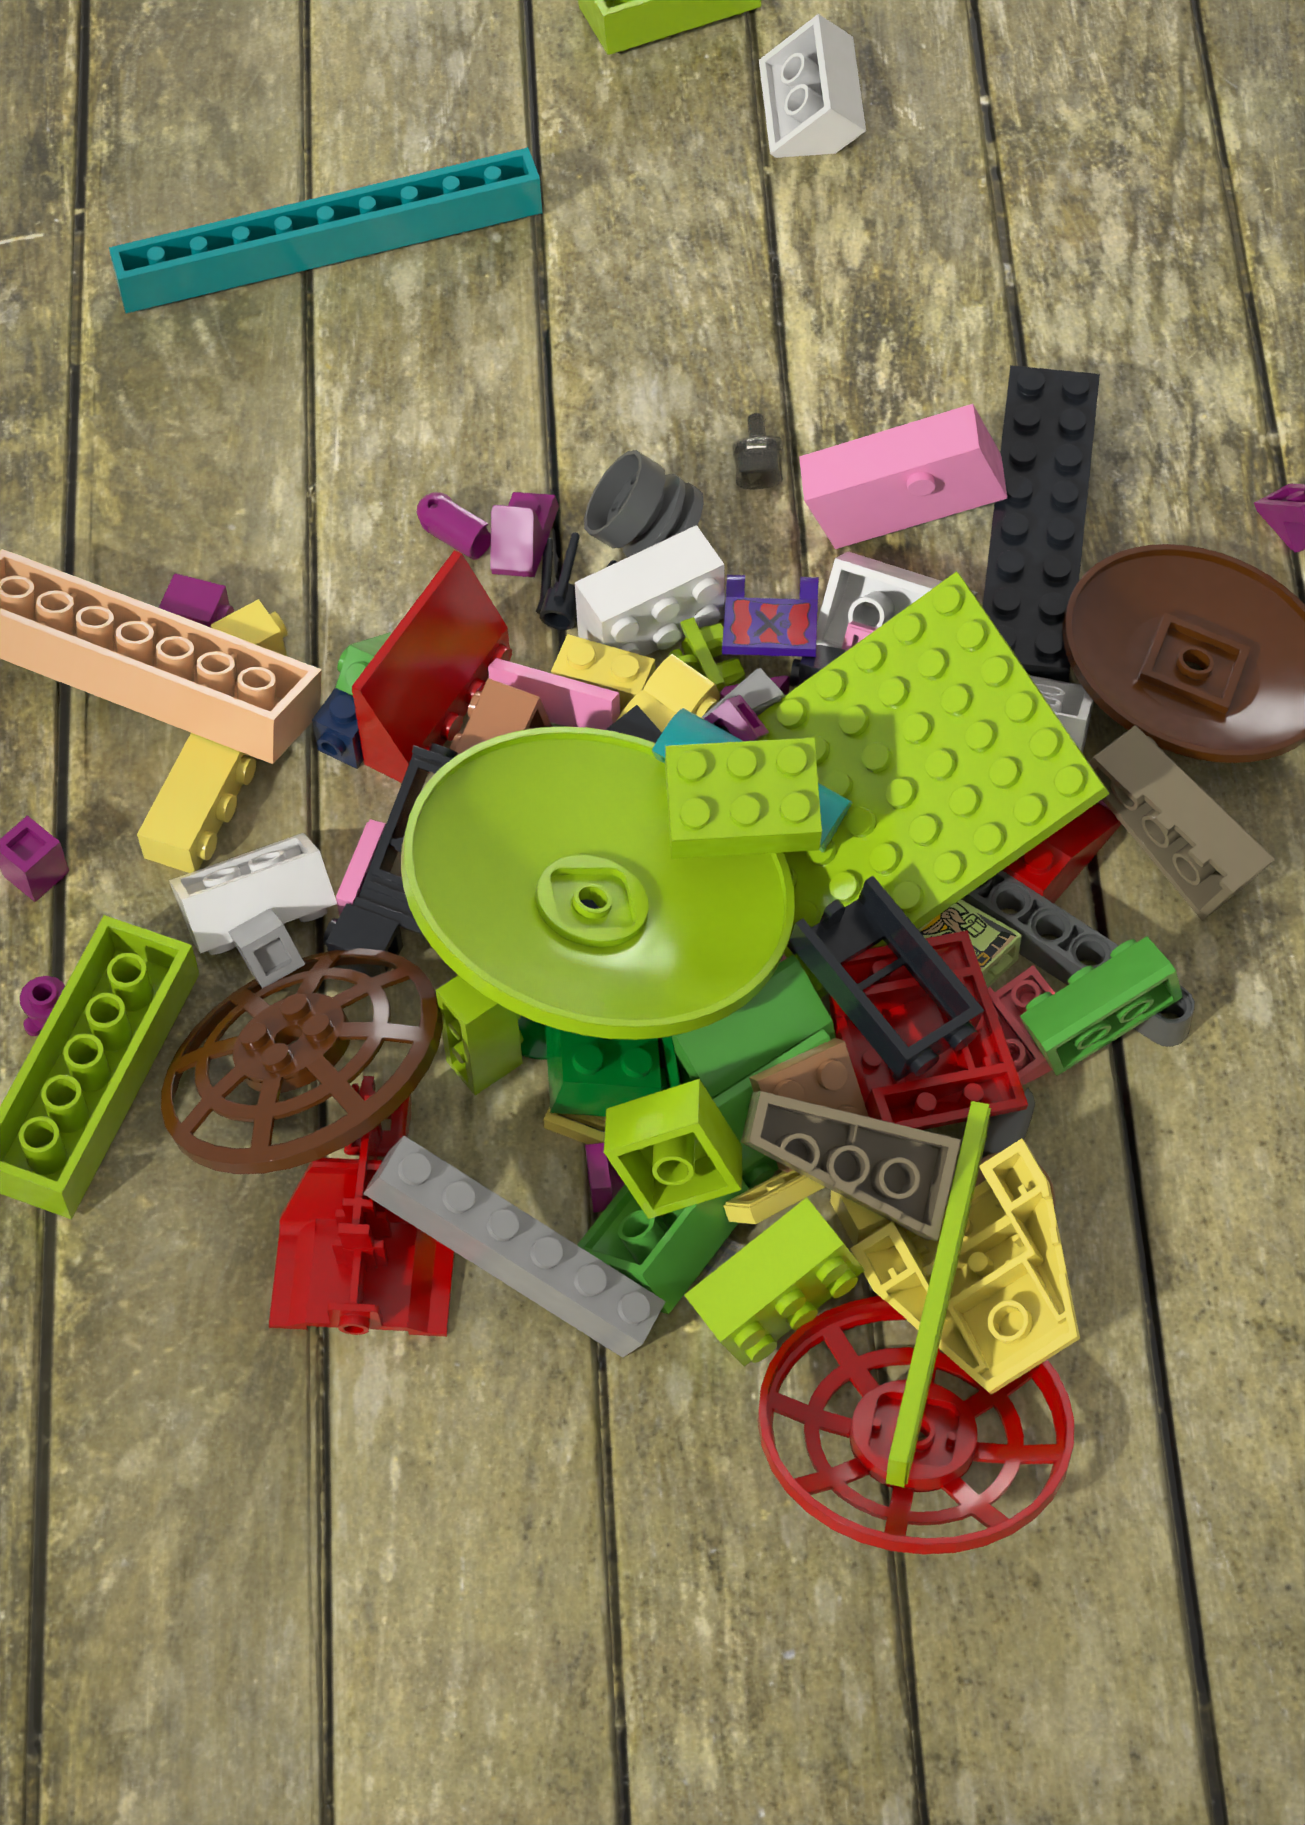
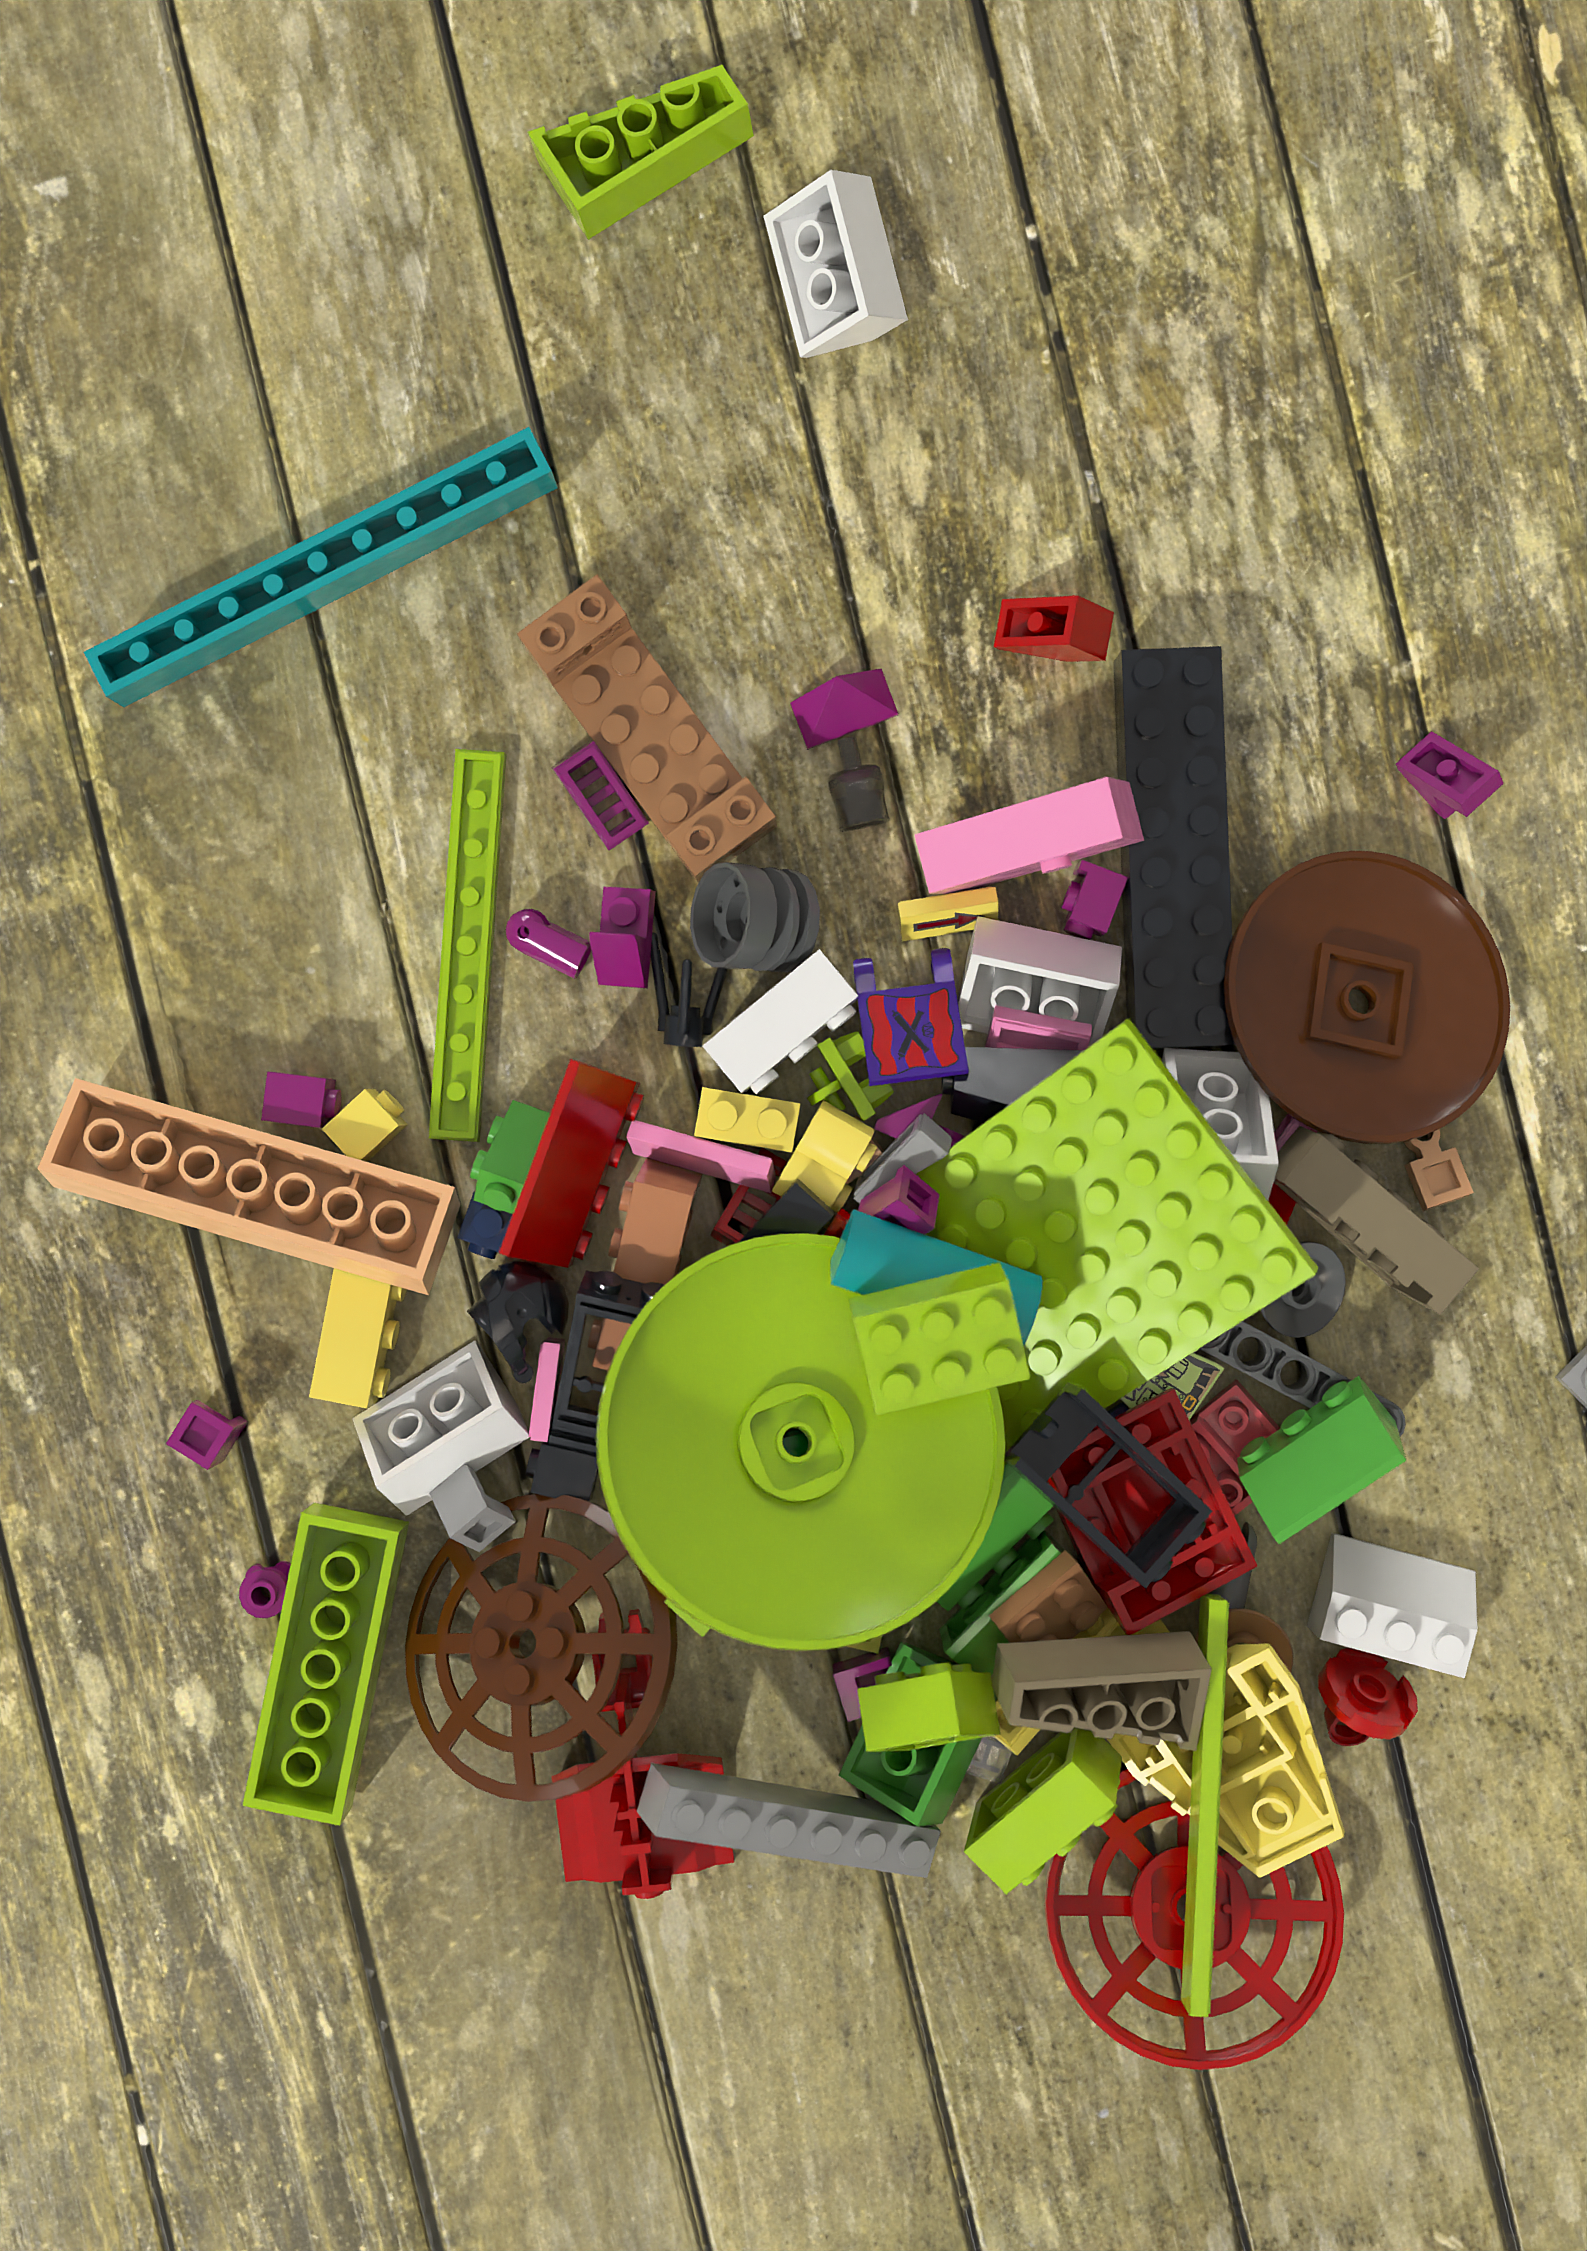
camera: 10 degrees left, 30 degrees up
(349, 788) = (512, 1298): none -> black helmet
(378, 522) = (467, 945): none -> lime tile
(525, 395) = (575, 761): none -> magenta slope
(568, 371) = (646, 729): none -> medium nougat plate
(757, 387) = (843, 707): none -> magenta slope
(815, 548) = (946, 913): none -> light yellow tile
(958, 356) = (1054, 628): none -> red slope
(962, 551) = (1092, 900): none -> magenta brick
(1122, 1255) = (1364, 1698): none -> red tile
(1125, 883) = (1314, 1301): none -> dark grey dish
(1165, 1191) = (1396, 1605): none -> white slope
(1255, 815) = (1437, 1174): none -> light nougat plate

